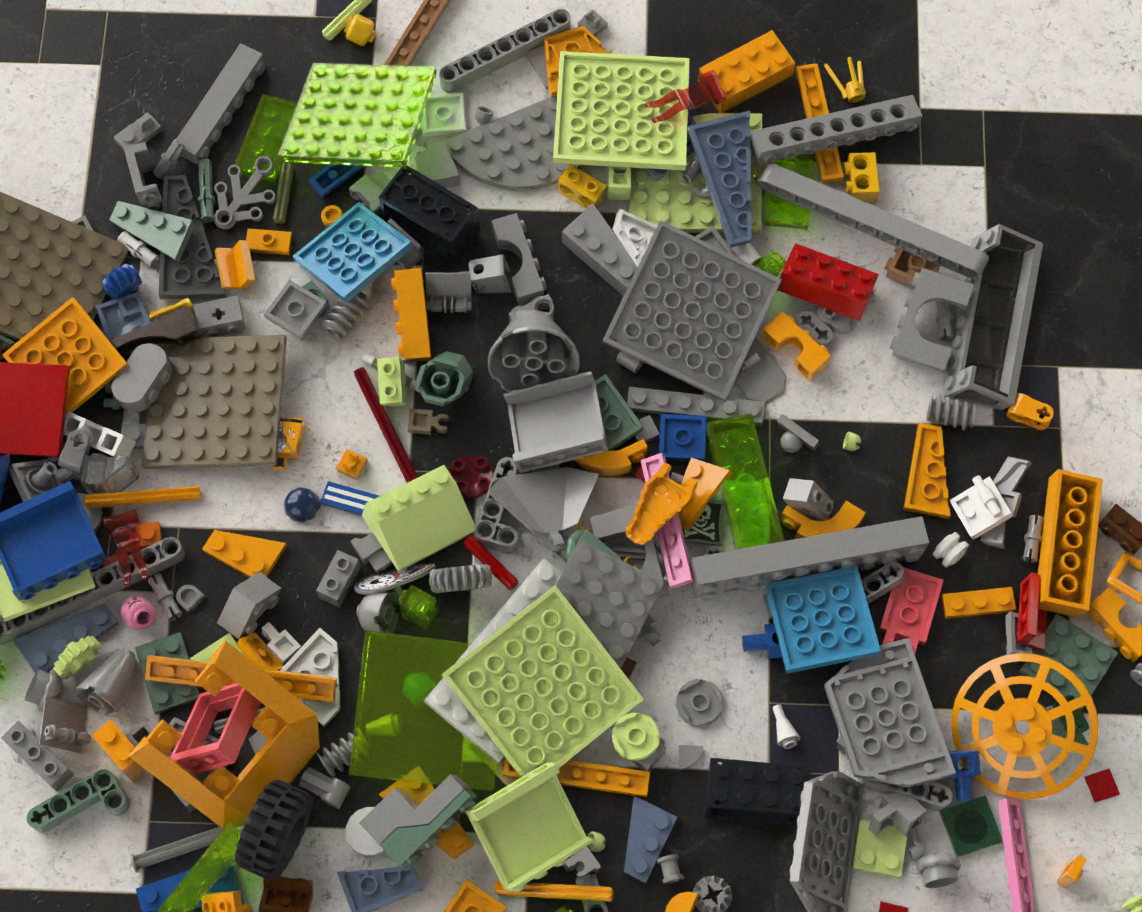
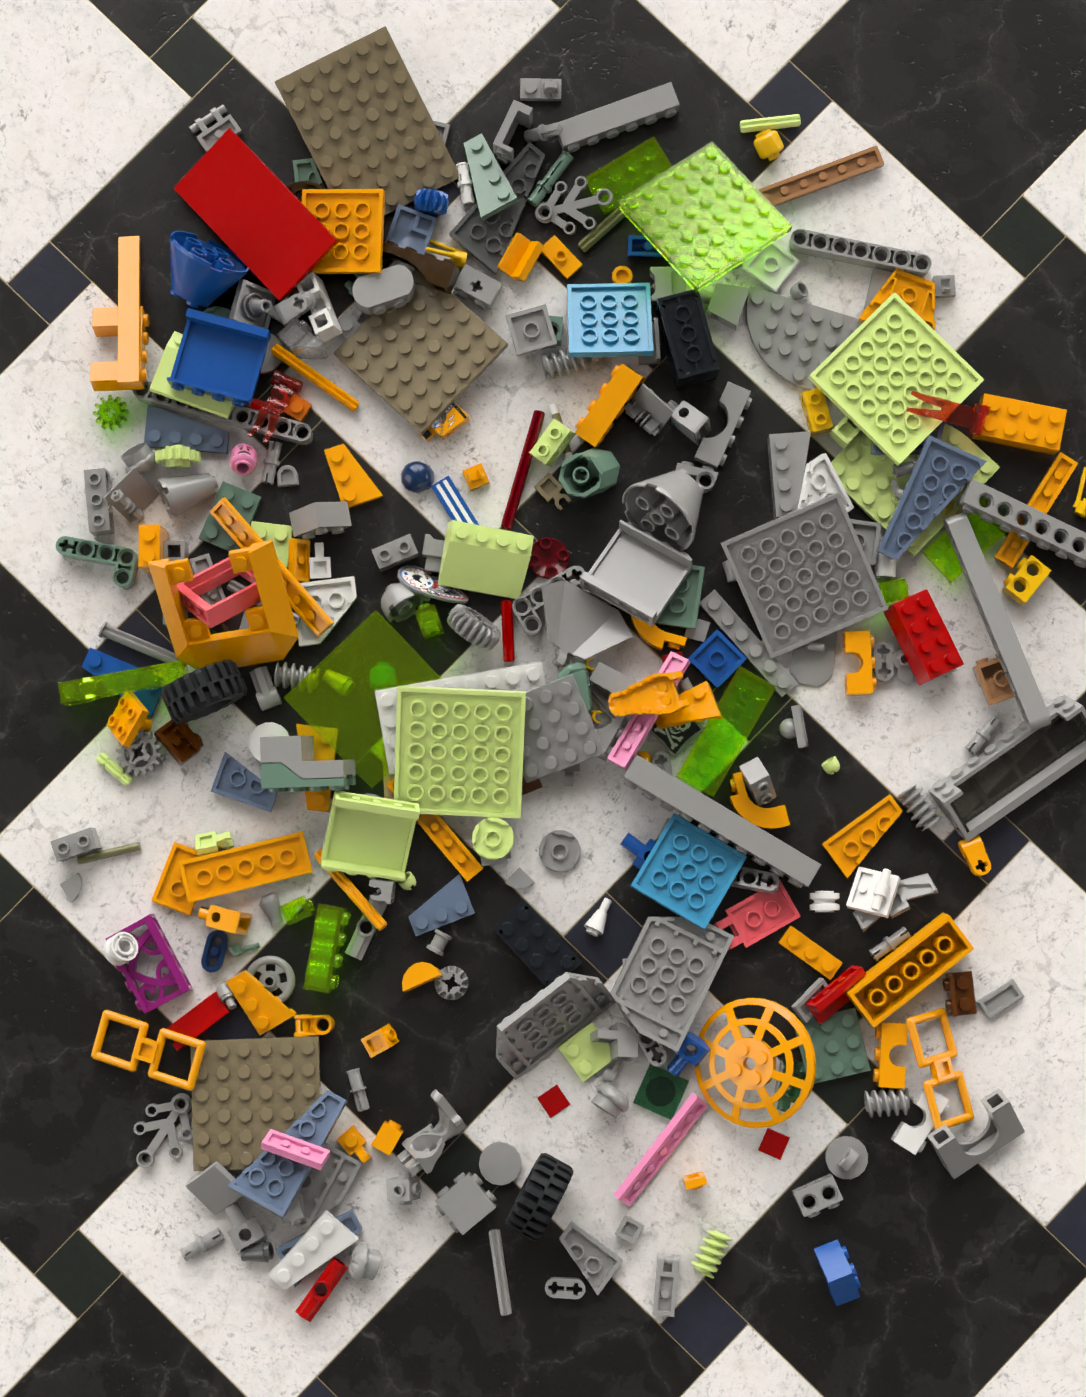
camera: 45 degrees right, 15 degrees up
(928, 287) = (938, 732): light grey arch -> none

